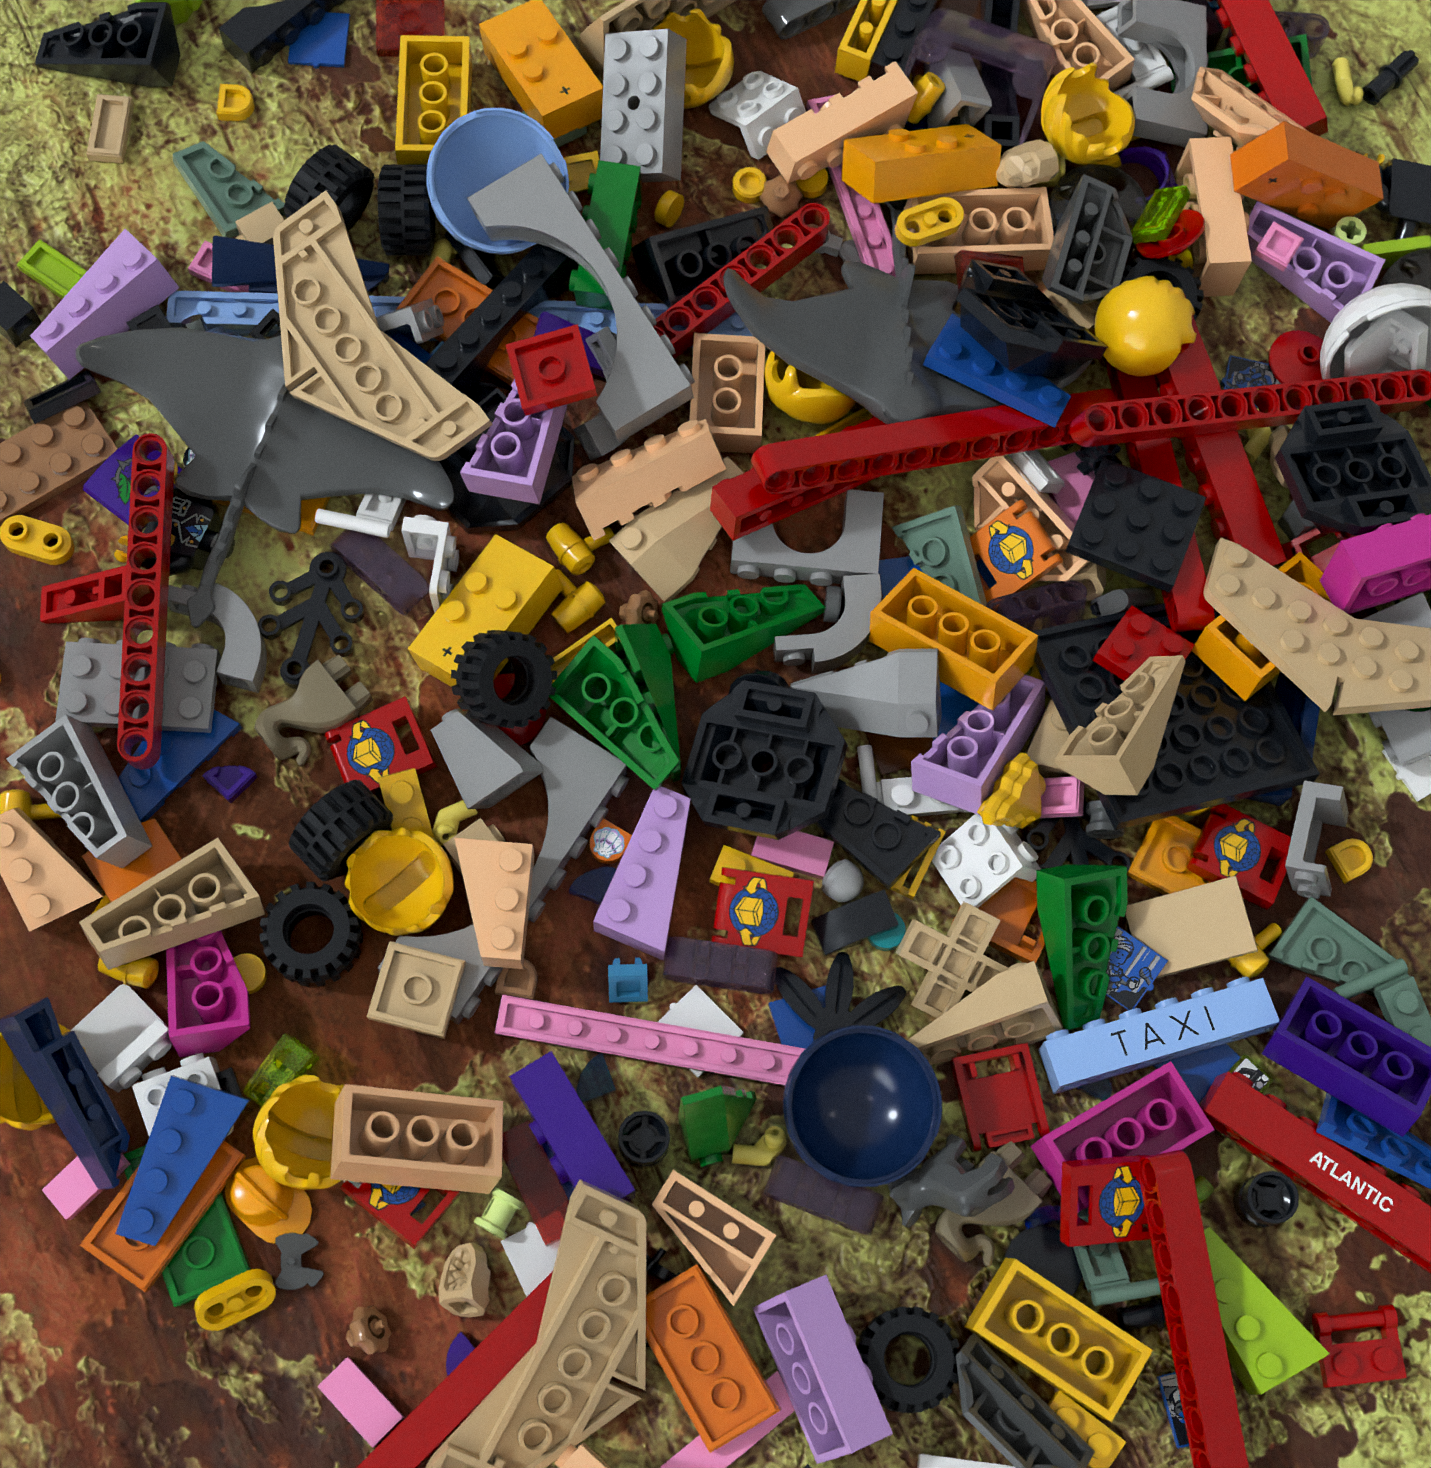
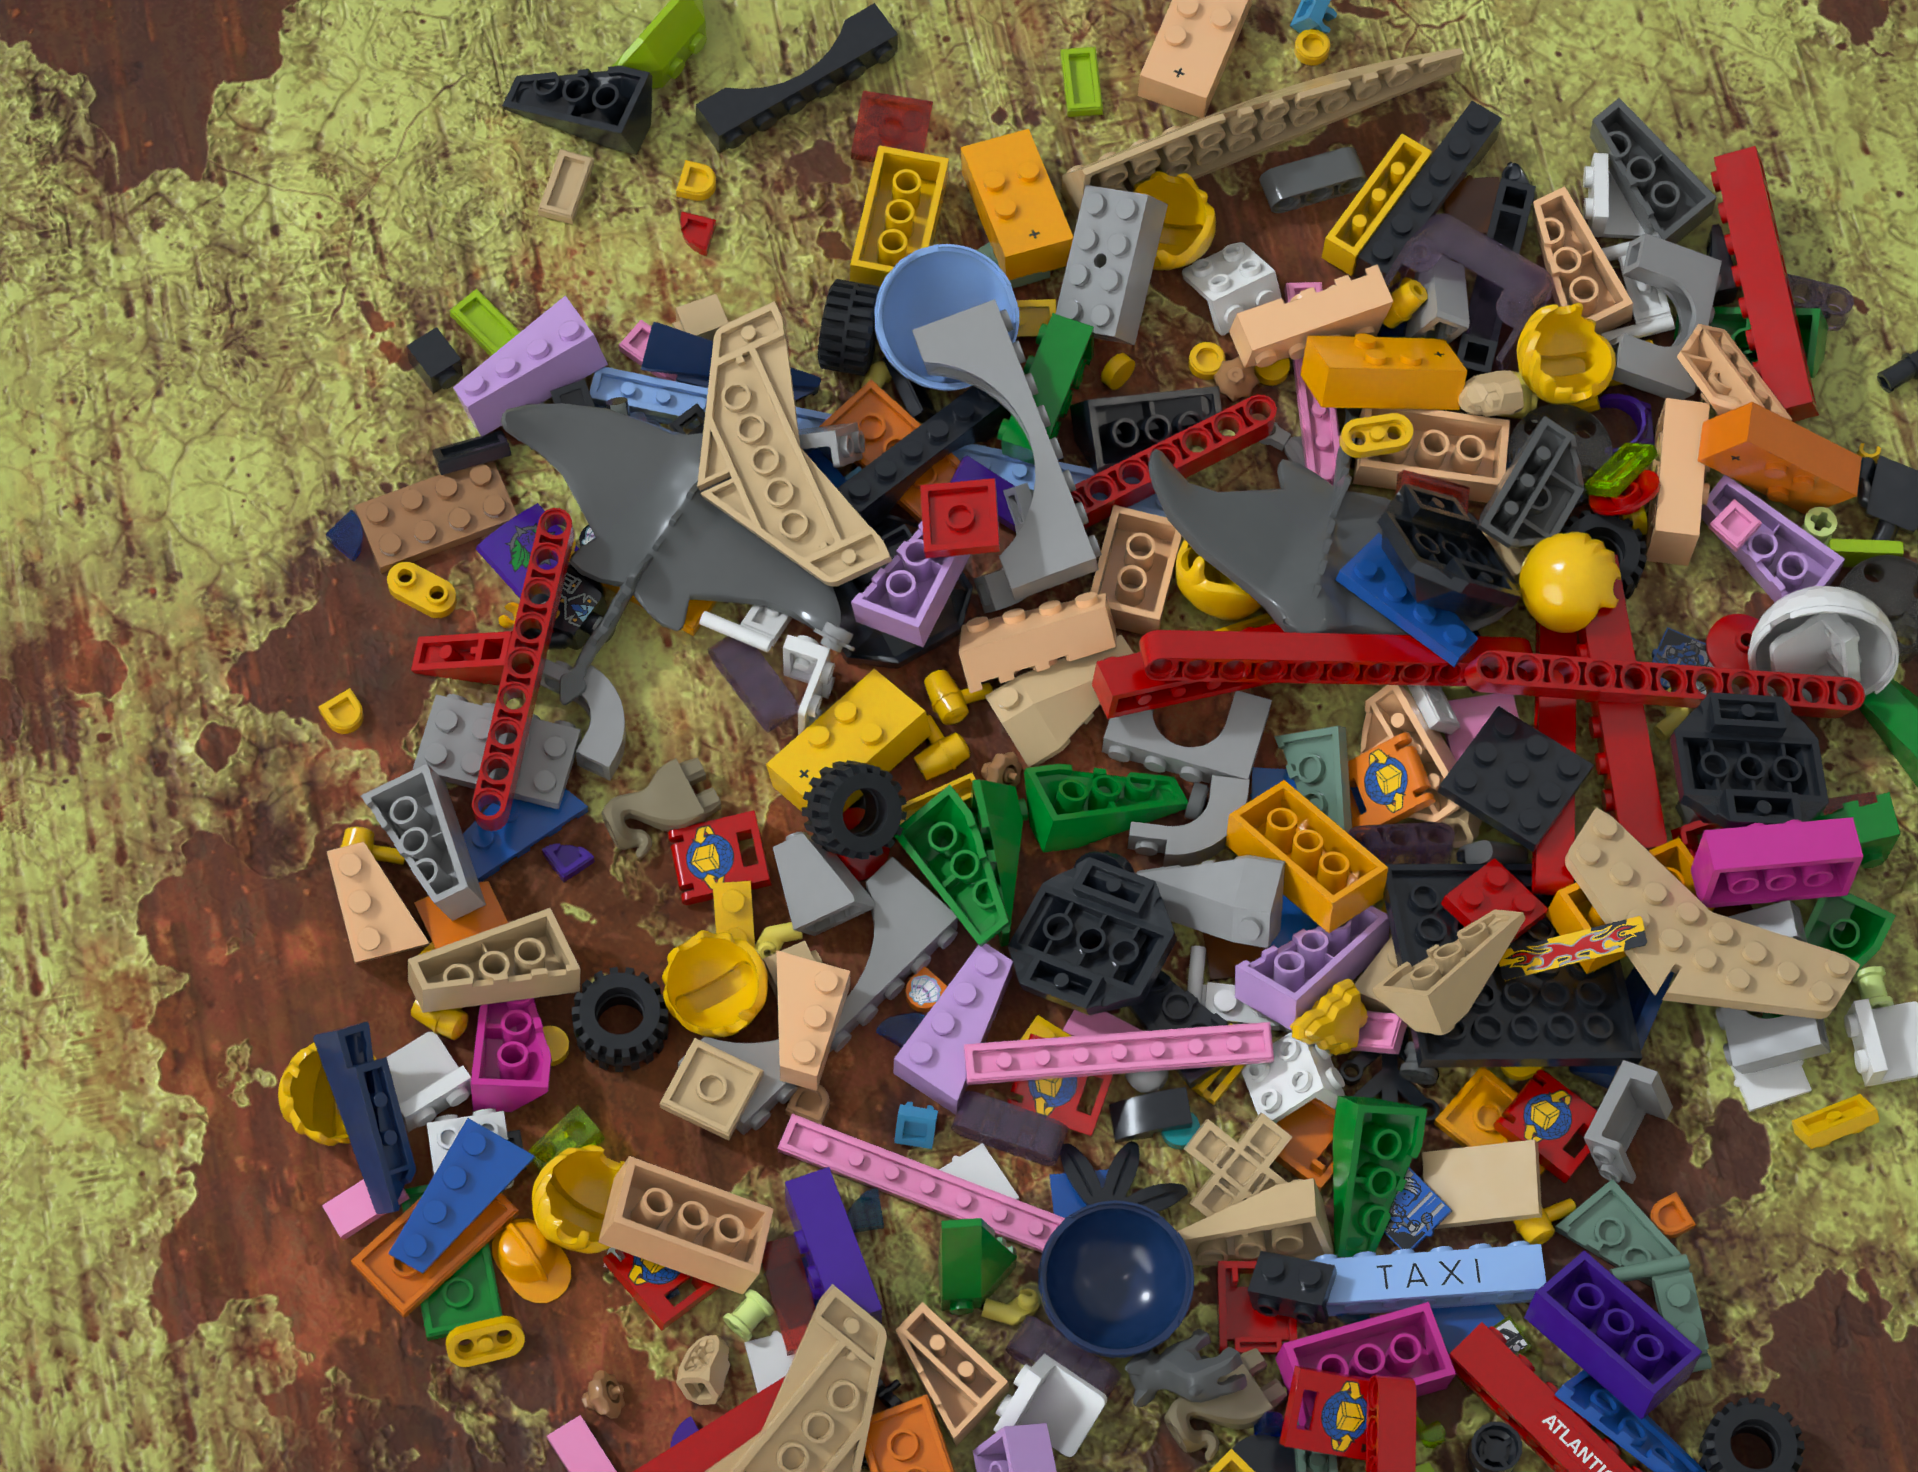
camera: 15 degrees right, 5 degrees down
(220, 187) = (667, 269): sand green wing -> none
(244, 149) = (697, 231): none -> red tile
(292, 1274) = (542, 1332): dark grey piece -> none
(312, 612) = (679, 711): black plant -> none
(322, 43) = (797, 134): blue piece -> none
(337, 828) = (665, 921): black tyre -> none
(340, 175) = (778, 279): black tyre -> none
(451, 510) = (835, 637): none -> light grey plate
(643, 1139) = (900, 1274): black wheel -> none
(812, 871) = (1118, 1053): none -> bright pink tile
(823, 1244) = (1053, 1397): none -> white bracket
(1034, 1073) = (1291, 1287): none -> black bracket
(1092, 457) = (1490, 701): black gear -> none
(1238, 679) = (1573, 948): none -> sticker
(1344, 84) = (1858, 362): light yellow arm -> none
(1350, 858) = (1664, 1152): yellow tile -> none
(1372, 920) = (1671, 1216): none -> orange tile

